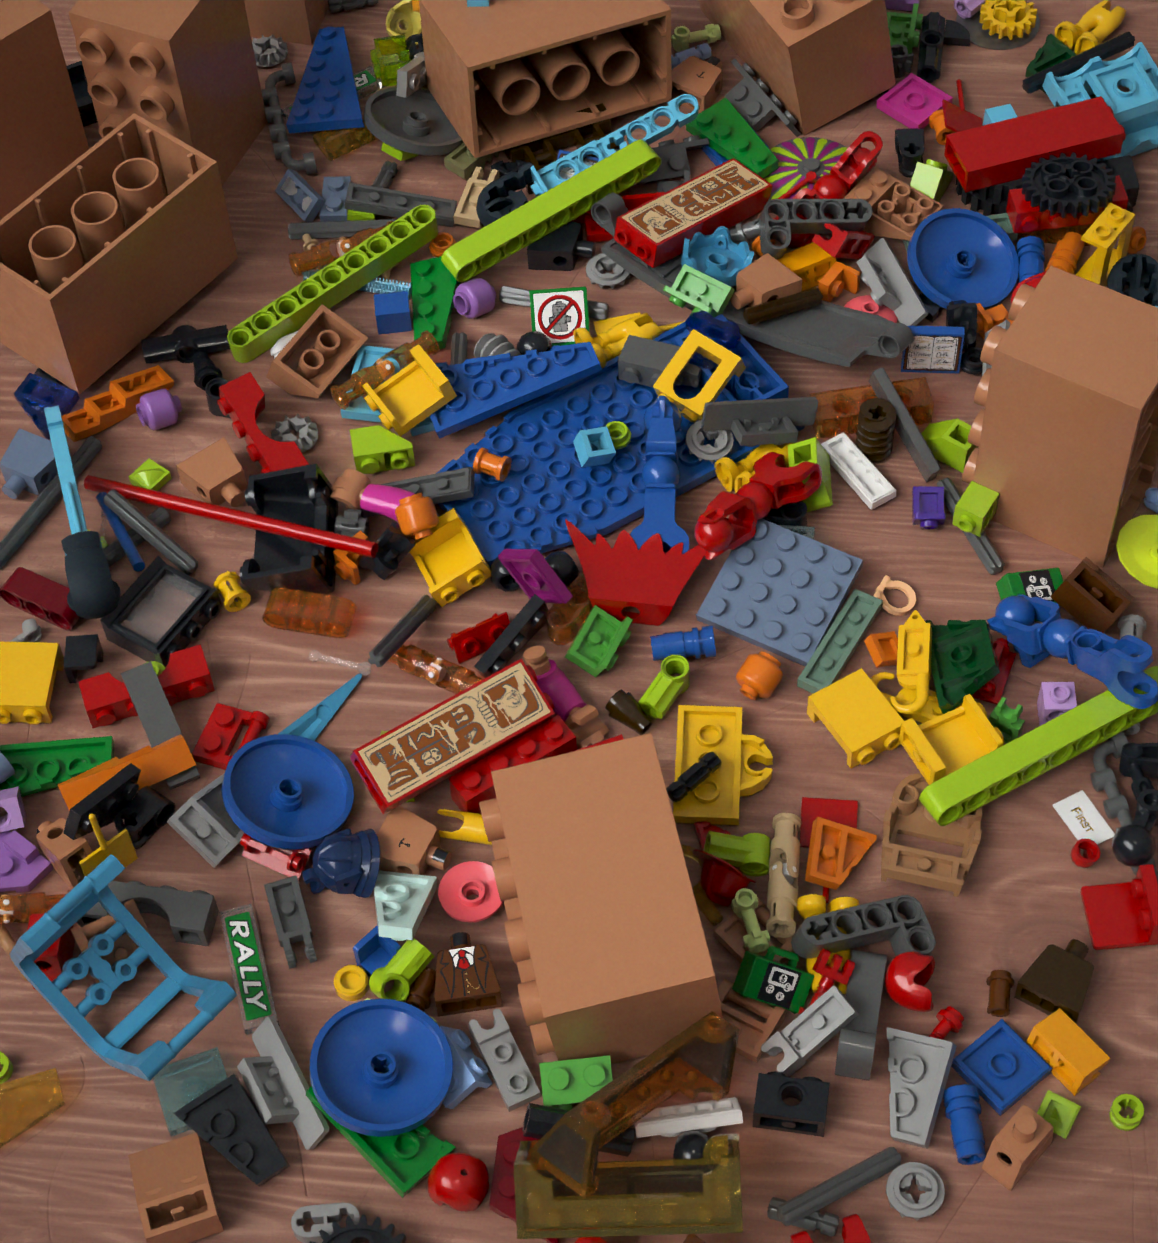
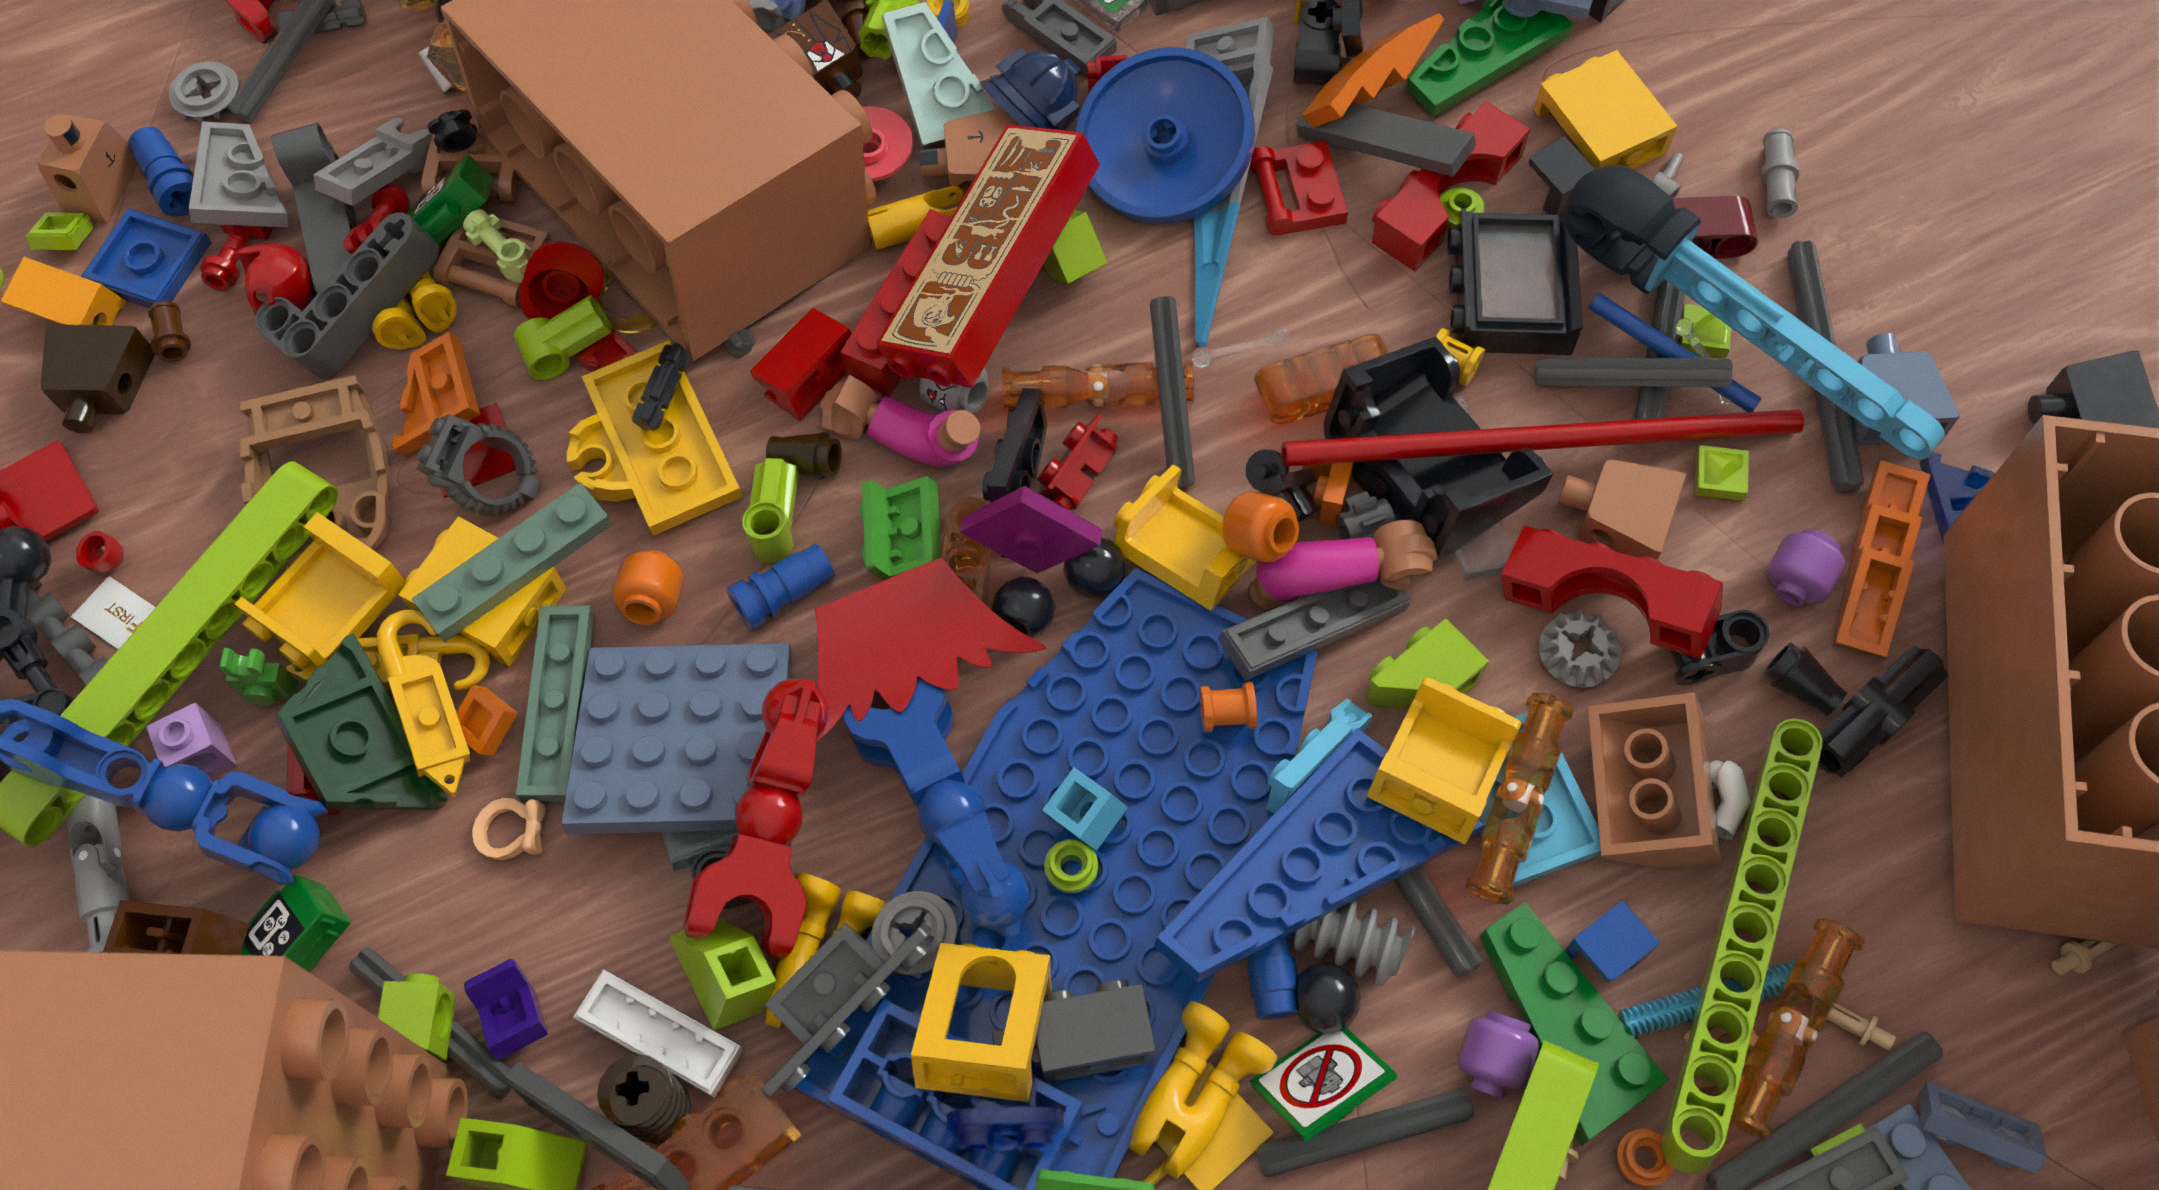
camera: 150 degrees right, 10 degrees up
(462, 434) = (1314, 751): none -> medium azure hinge
(747, 1021) = (453, 131): none -> black plate
(783, 875) = (486, 325): tan piece -> none
(804, 1118) = (372, 96): black brick -> none
(830, 704) = (512, 562): none -> sand green plate
(830, 796) = (444, 459): none -> dark grey piece

